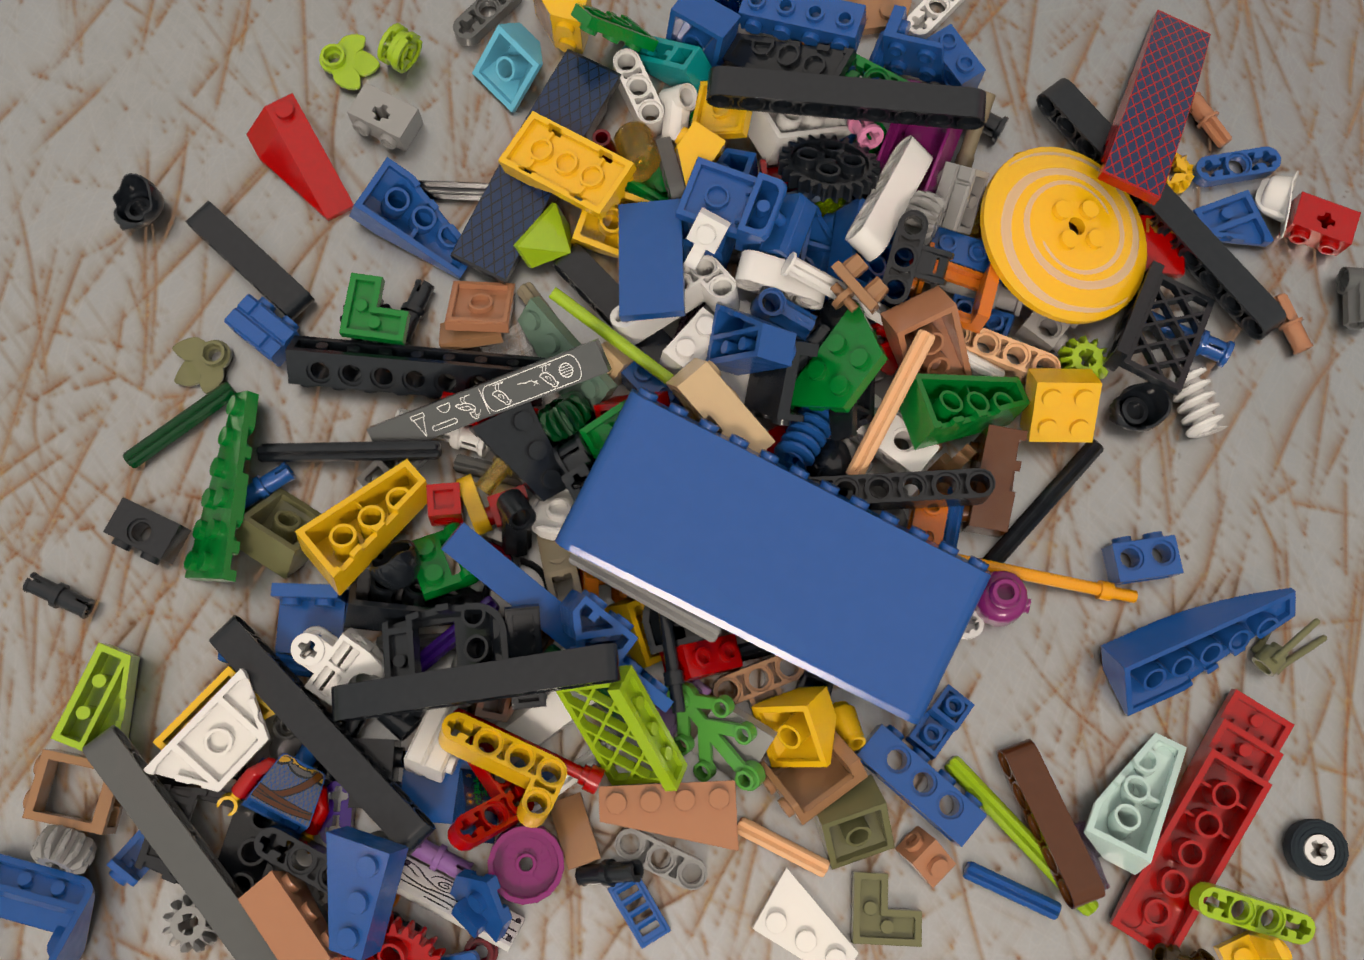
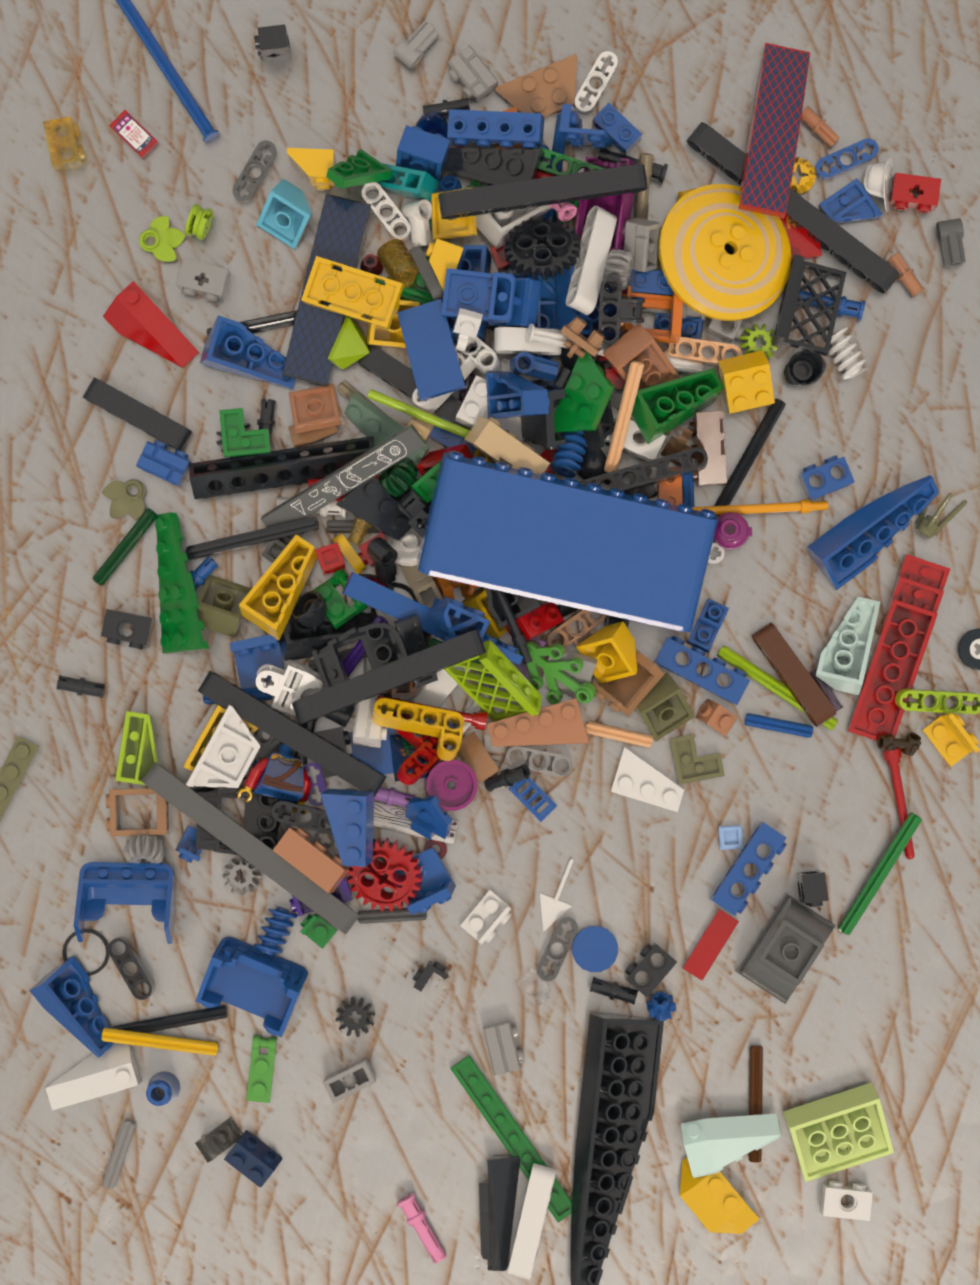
camera: 10 degrees left, 10 degrees up
(137, 202) = (43, 392): black hair -> none
(673, 612) = (522, 601): light grey axle -> none
(848, 725) = (644, 643): yellow cone -> none

